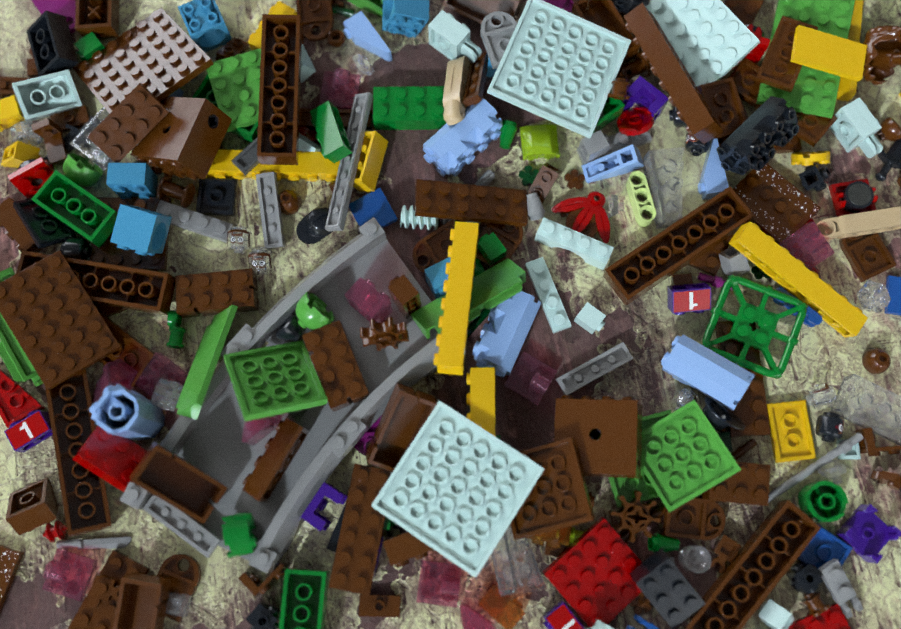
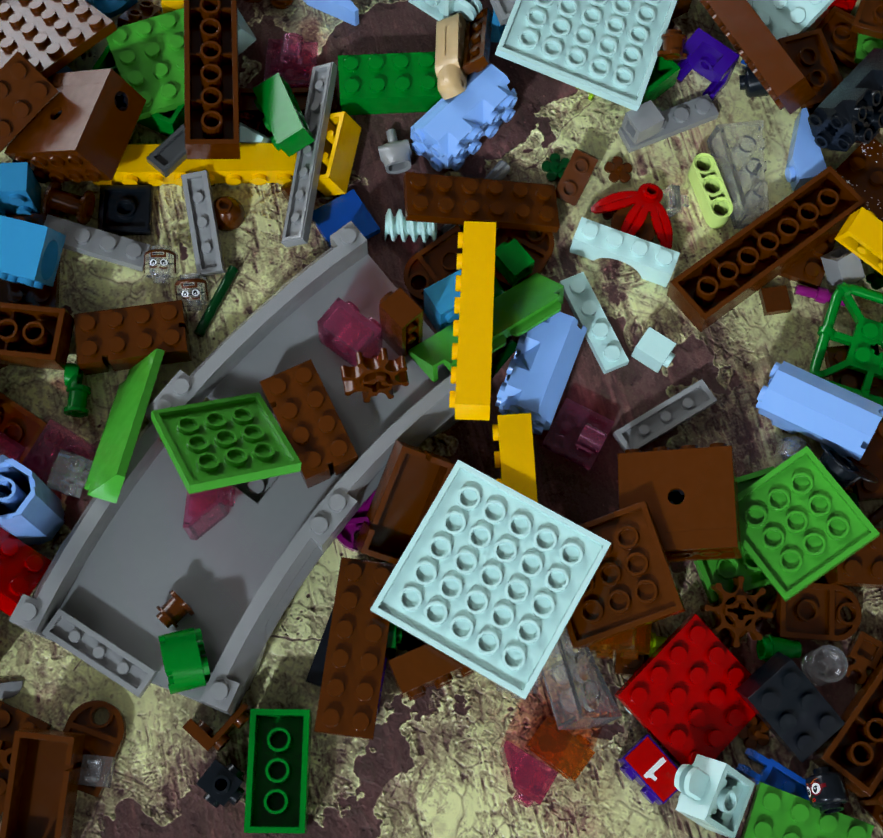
camera: 10 degrees left, 5 degrees down
(178, 482) = (94, 589): reddish brown piece -> none
(234, 497) = (173, 611): none -> reddish brown brick
(275, 460) = (230, 555): reddish brown slope -> none
(277, 268) = (216, 301): none -> dark green bar
(289, 329) = (240, 377): black brick -> none
(312, 226) = (263, 244): black piece -> none
(312, 312) = (271, 351): bright green cylinder -> none
(319, 503) = (293, 615): dark purple panel -> none
(362, 64) = (320, 30): clear tile -> none
(379, 605) = (386, 757): reddish brown plate -> none
(412, 162) = (395, 154): none -> light grey piece
(439, 583) = (469, 721): clear pink plate -> none
(507, 133) = (524, 112): green cone -> none
(534, 207) = (568, 206): light grey cone -> none
(539, 142) = (567, 122): lime slope -> none
(613, 164) = (670, 147): light blue slope -> none
(635, 68) = (689, 22): reddish brown hose -> none
(635, 121) = (695, 91): red tile -> none
(689, 298) = (786, 317): brick -> none
(695, 147) = (778, 120): black head -> none

